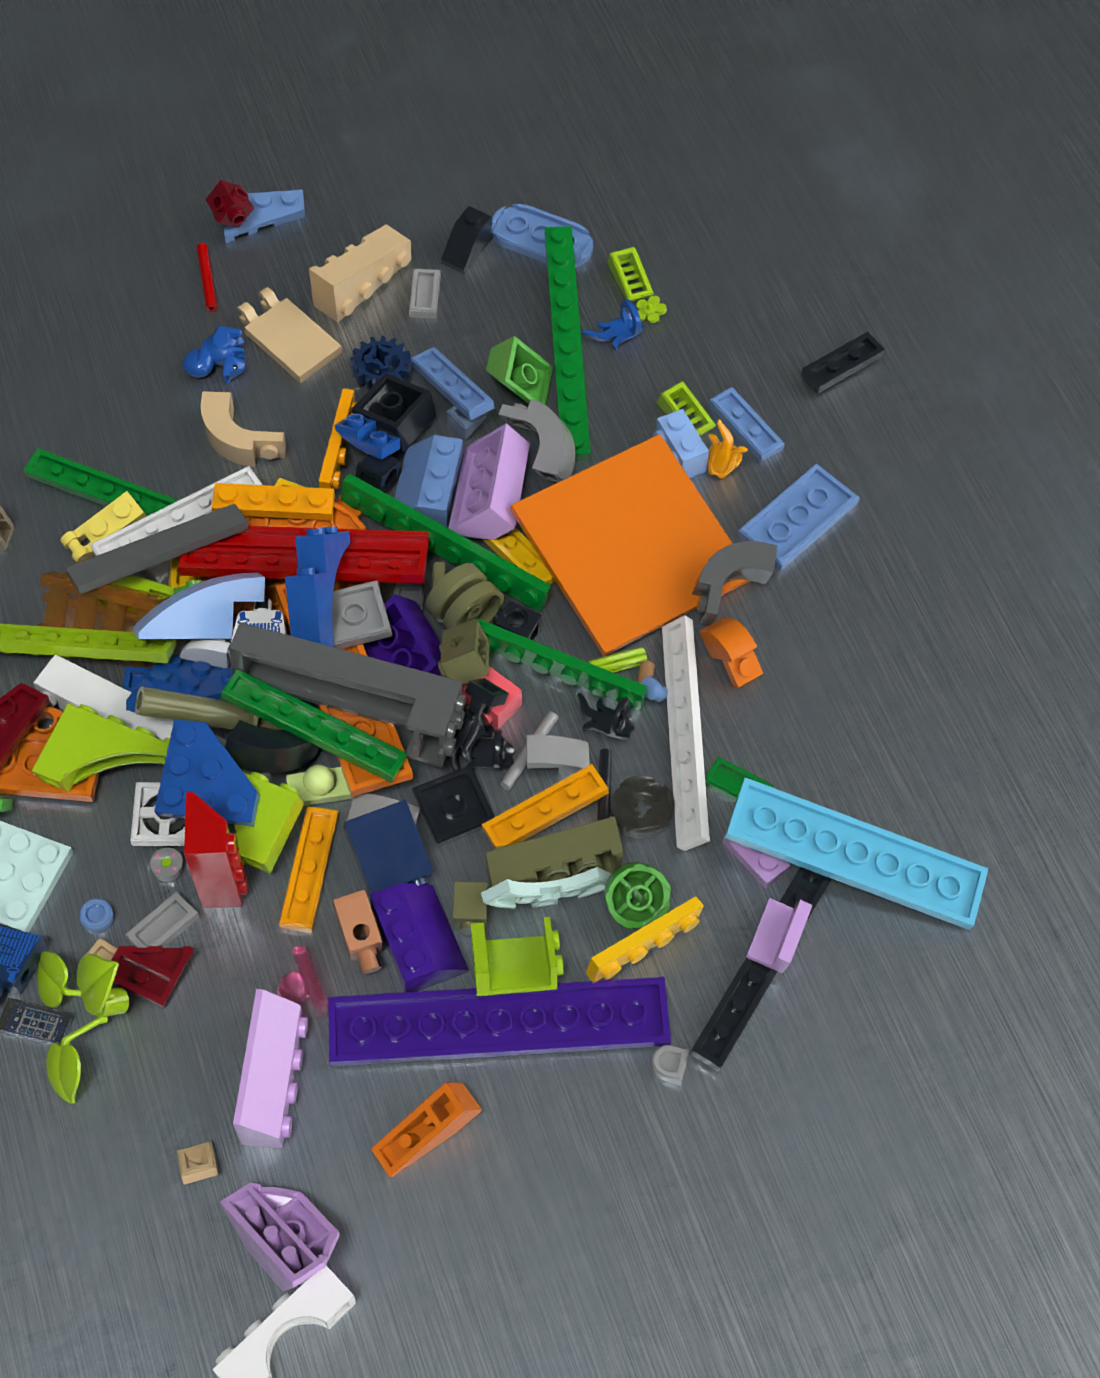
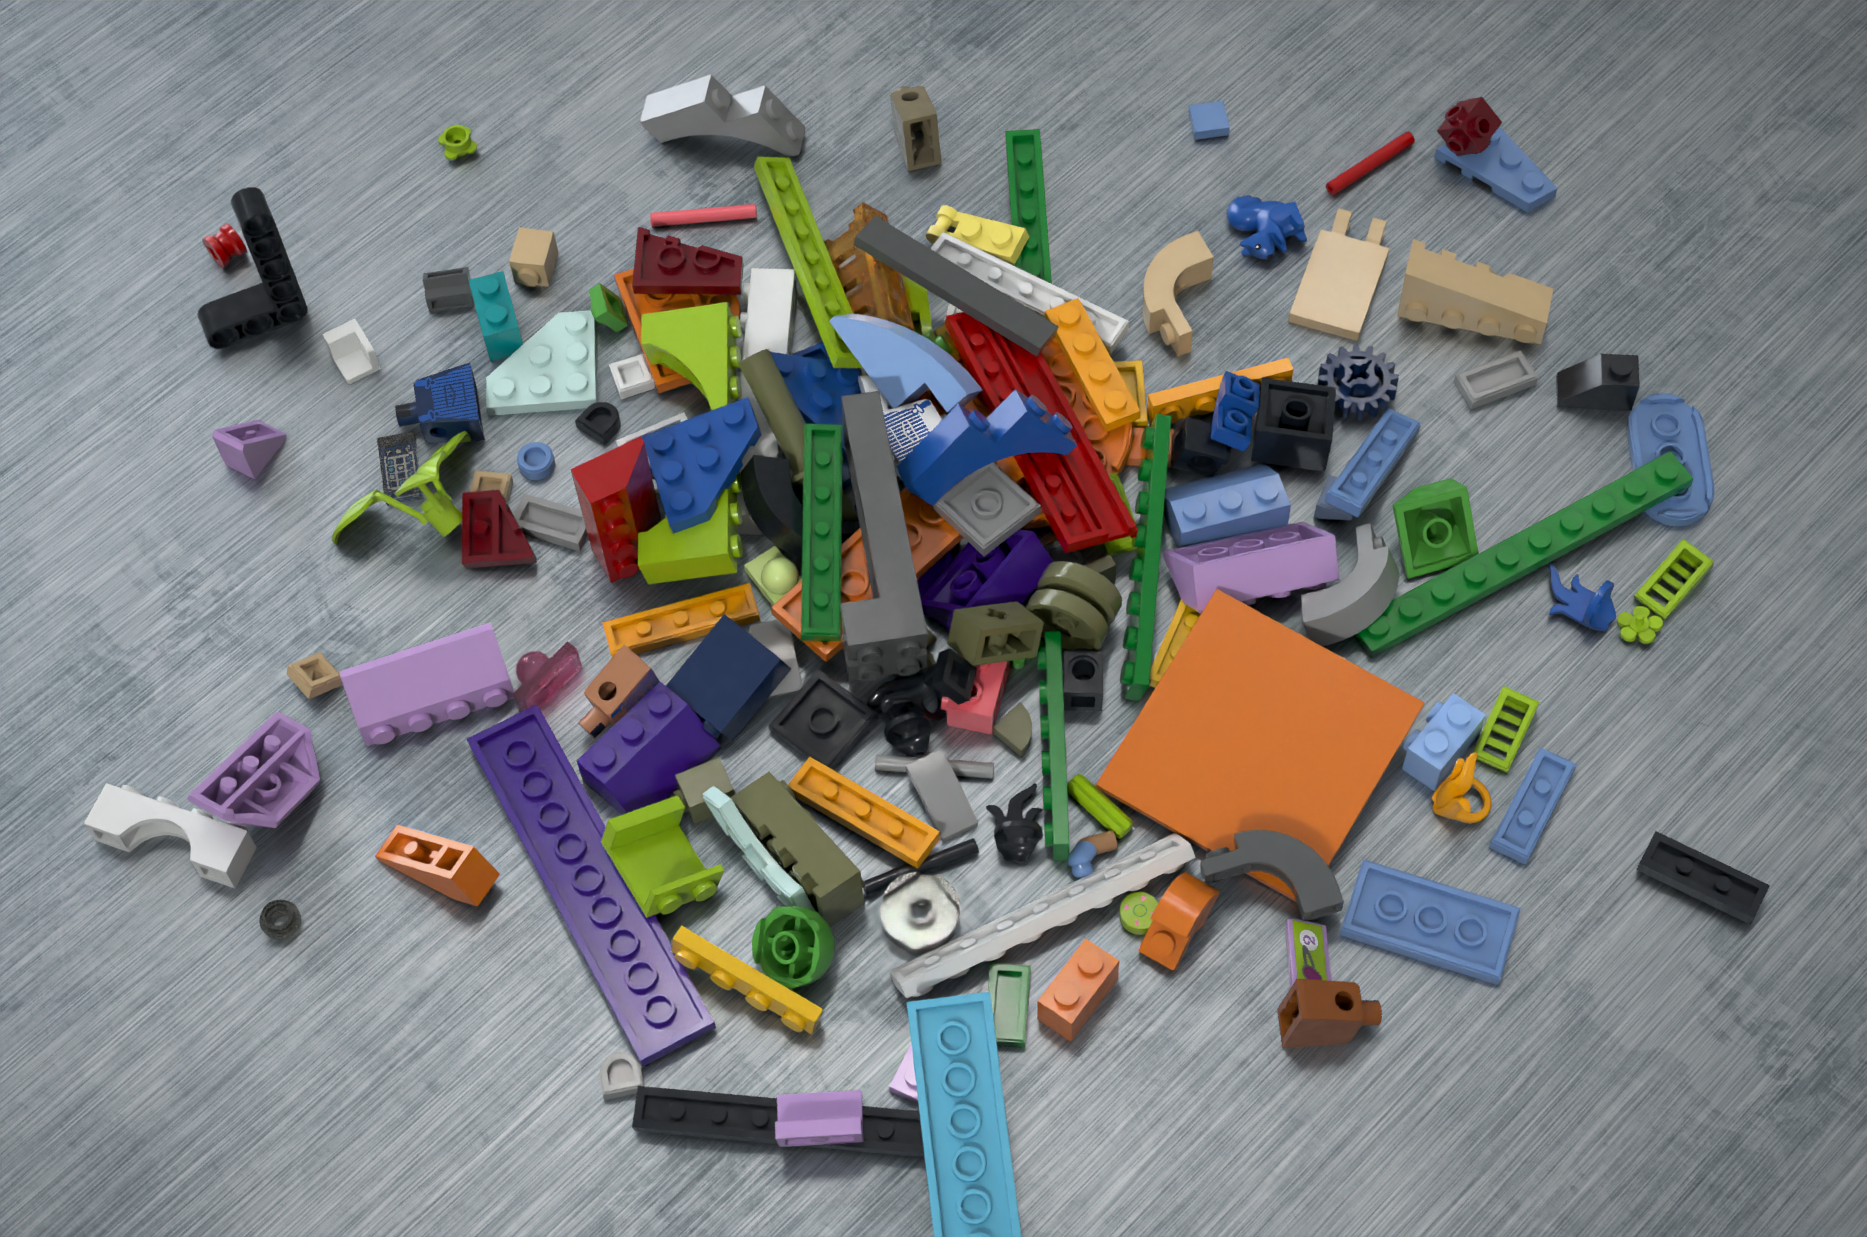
camera: 70 degrees right, 0 degrees up
(63, 814) = (632, 376): none -> white tile
(91, 854) = (599, 421): none -> black tile
(102, 348) = (1209, 120): none -> medium blue tile
(405, 1262) = (275, 910): none -> clear smoke plate
(531, 686) = (1015, 729): none -> olive tile
(710, 674) = (1136, 912): none -> lime tile
(754, 733) = (1078, 989): none -> orange brick
(794, 596) = (1307, 951): none -> slope
(844, 587) = (1324, 1013): none -> dark orange torso

